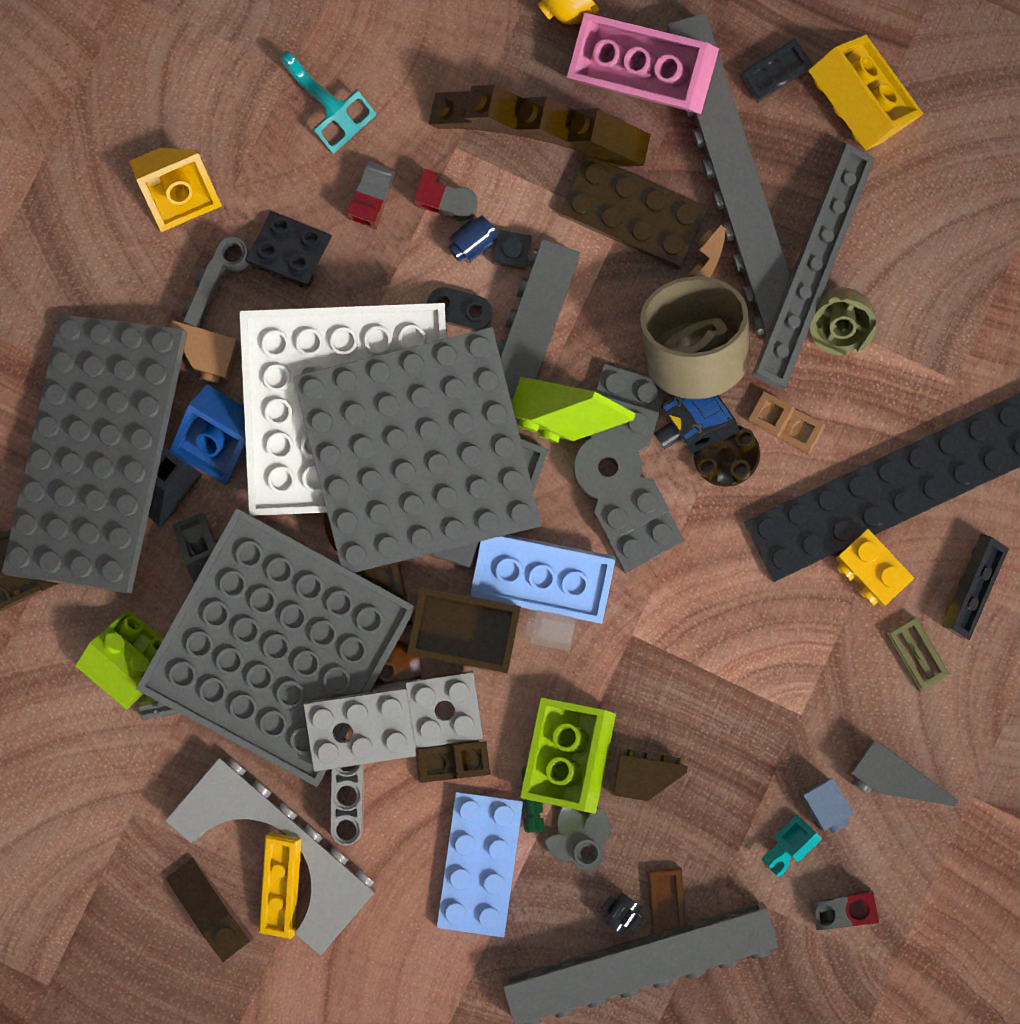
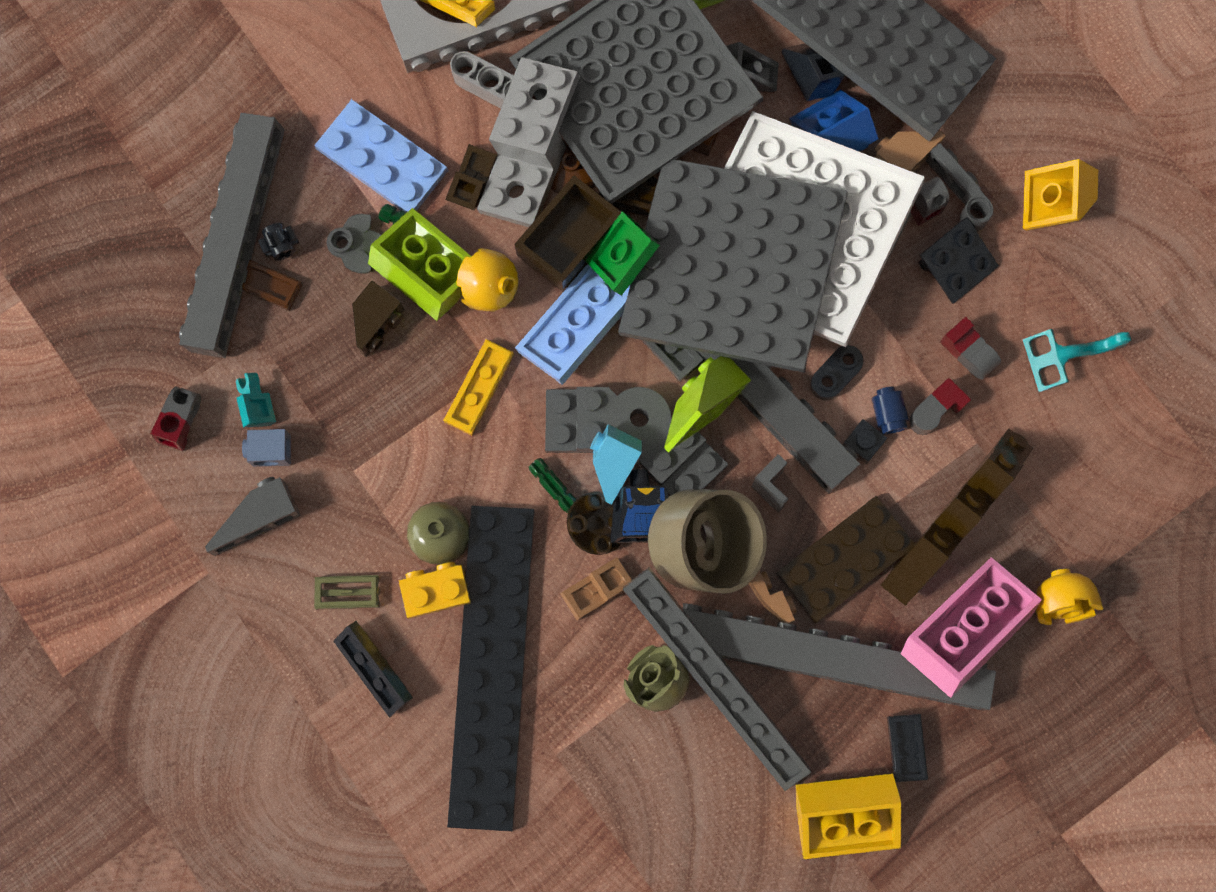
camera: 125 degrees right, 5 degrees down
(244, 299) = (930, 201): none -> dark grey leg
(463, 562) = (622, 253): none -> green plate
(551, 630) = (530, 303): clear brick -> none
(554, 680) = (487, 280): none -> yellow cylinder
(602, 316) = (764, 486): none -> dark grey panel
(656, 639) = (478, 387): none -> yellow tile
(662, 465) = (614, 459): none -> medium azure slope
(712, 516) = (552, 484): none -> dark green axle
(816, 598) = (438, 533): none -> olive cylinder

